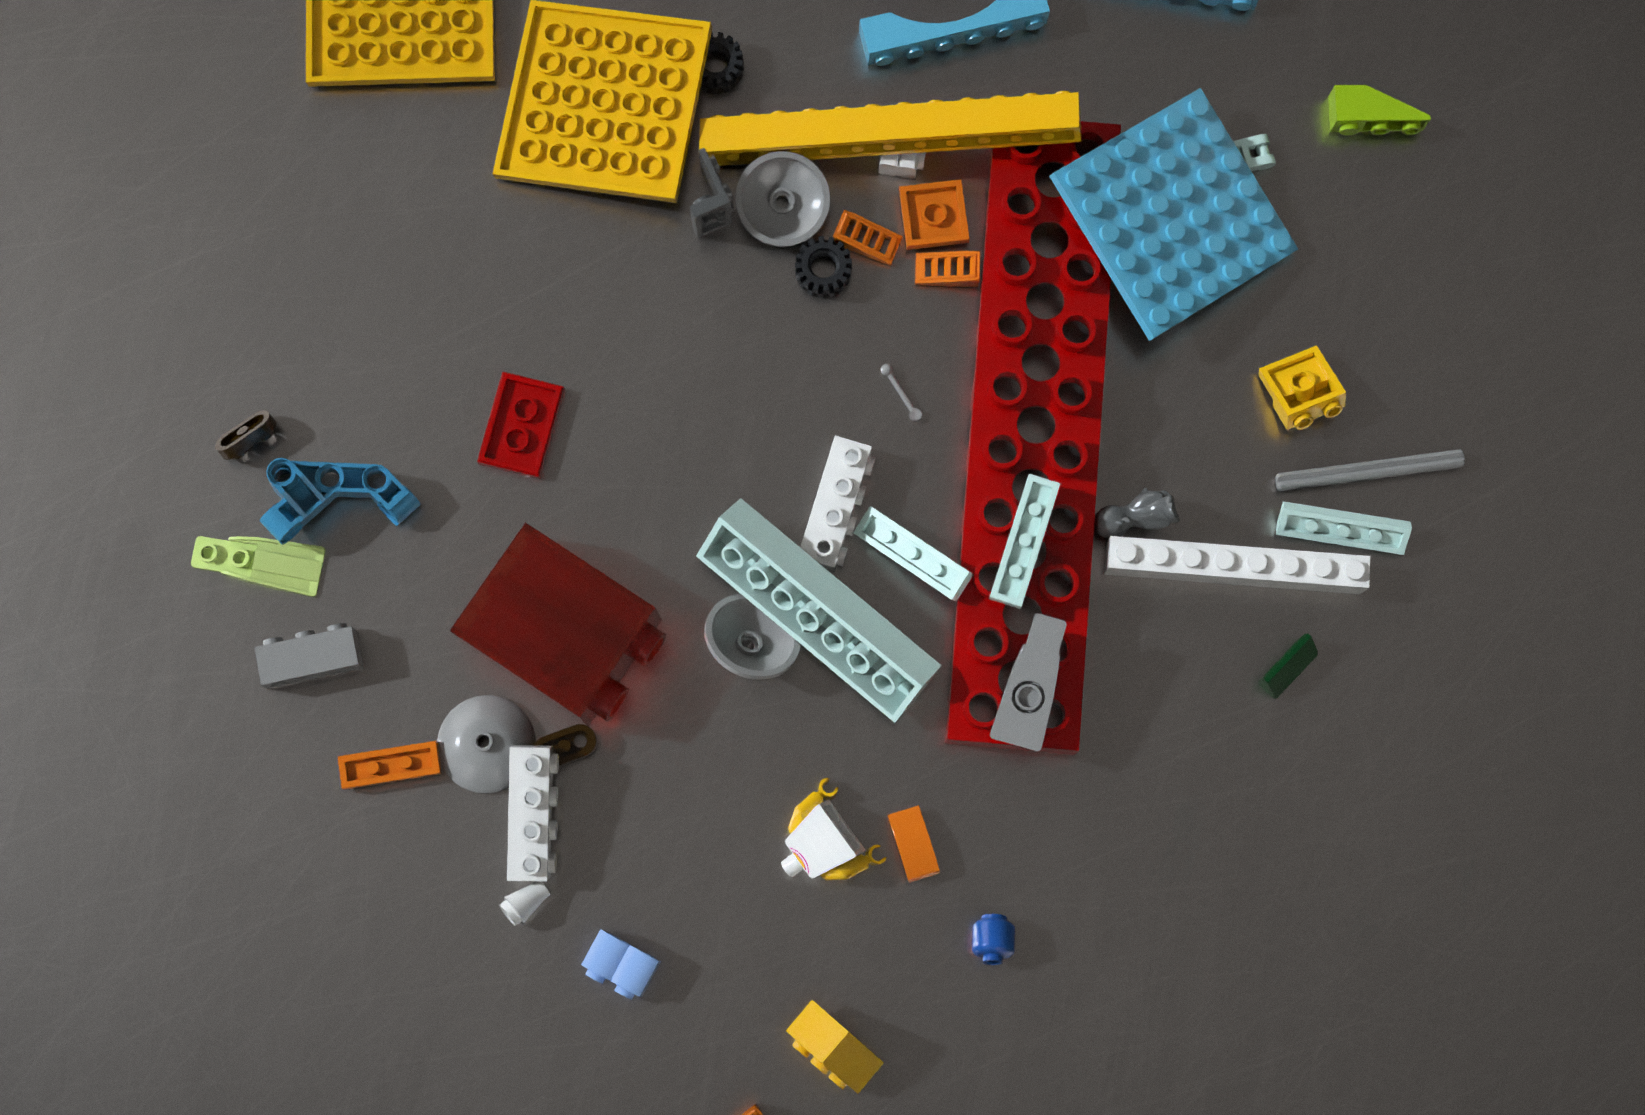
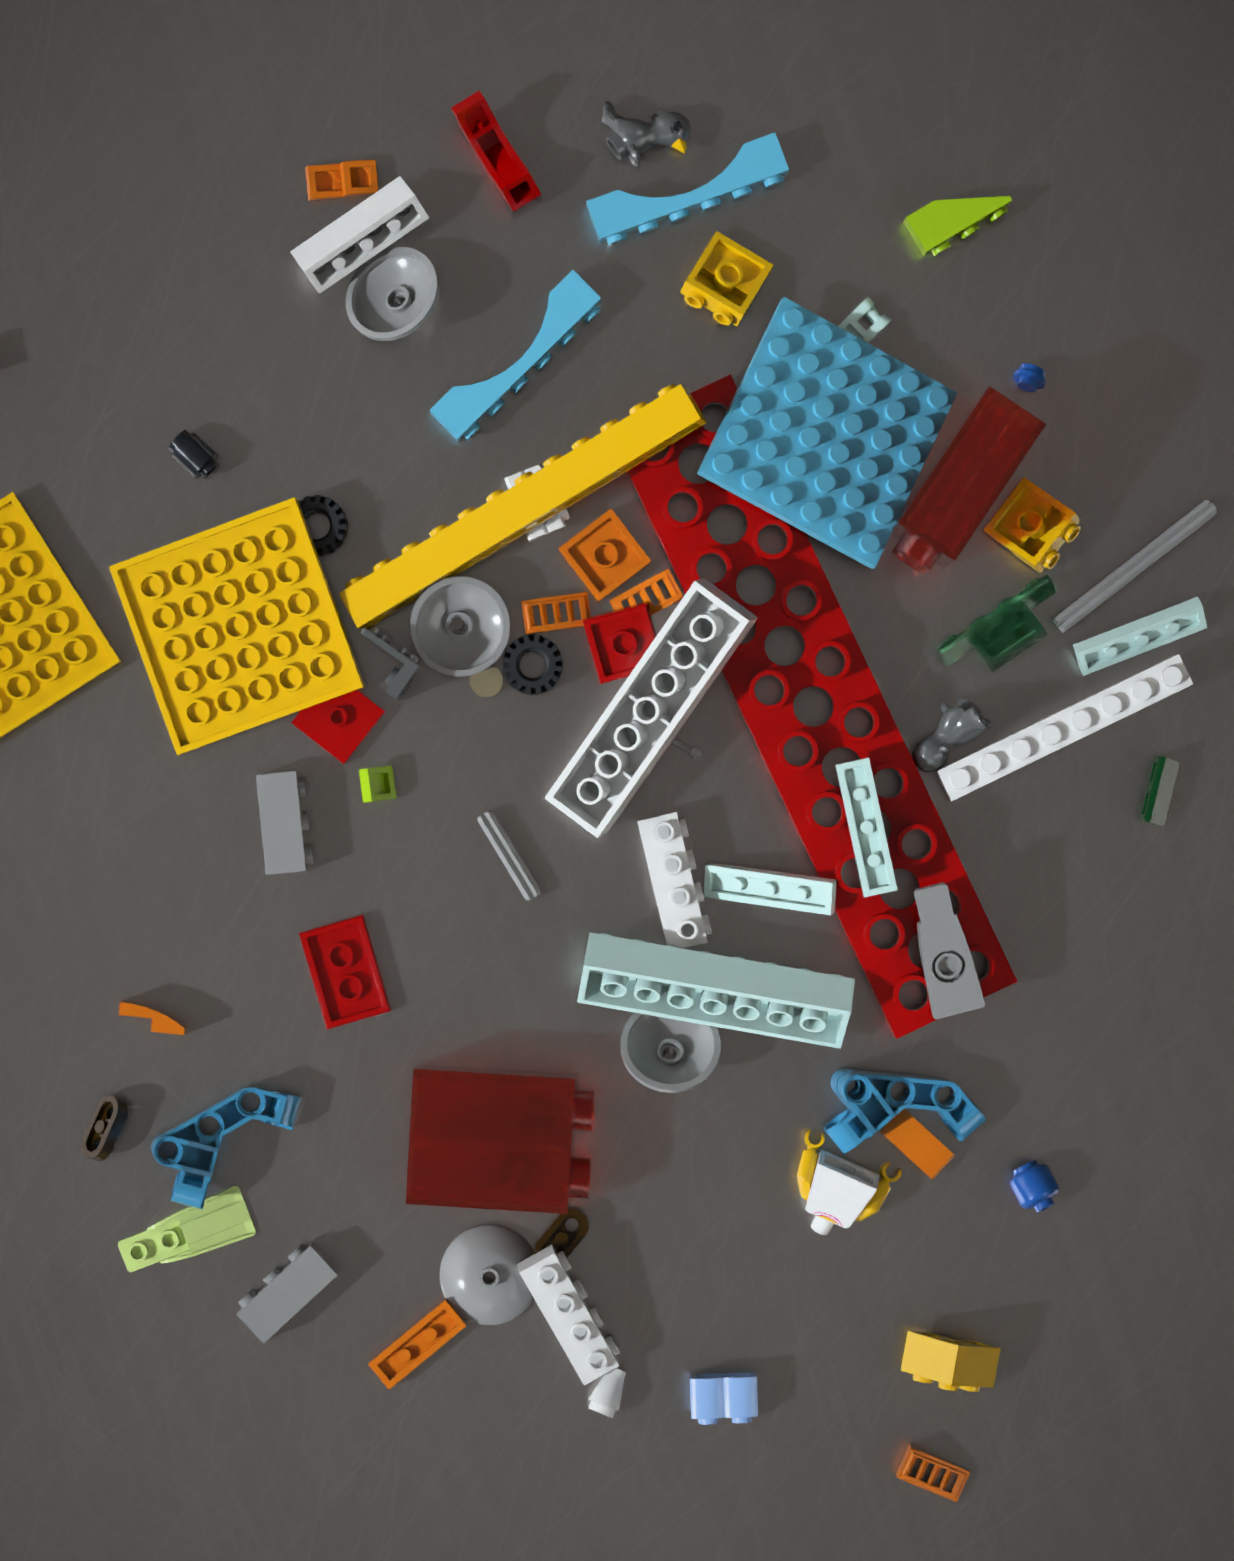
camera: 30 degrees left, 10 degrees up
(343, 374) = (161, 1021): none -> orange slope
(544, 275) = (283, 822): none -> light grey brick
(639, 224) = (340, 723): none -> red plate
(639, 288) = (377, 783): none -> lime plate
(712, 408) = (509, 855): none -> light grey axle
(778, 260) = (487, 682): none -> dark tan tile
(896, 786) = (872, 1106): none -> dark azure connector
(900, 344) = (651, 707): none -> white brick
(908, 291) = (619, 640): none -> red plate
(1158, 56) = (725, 279): none -> yellow plate
(1230, 457) = (1004, 630): none -> clear green bracket
(1269, 306) = (964, 481): none -> clear red brick
(1365, 270) = (1030, 377): none -> blue plate

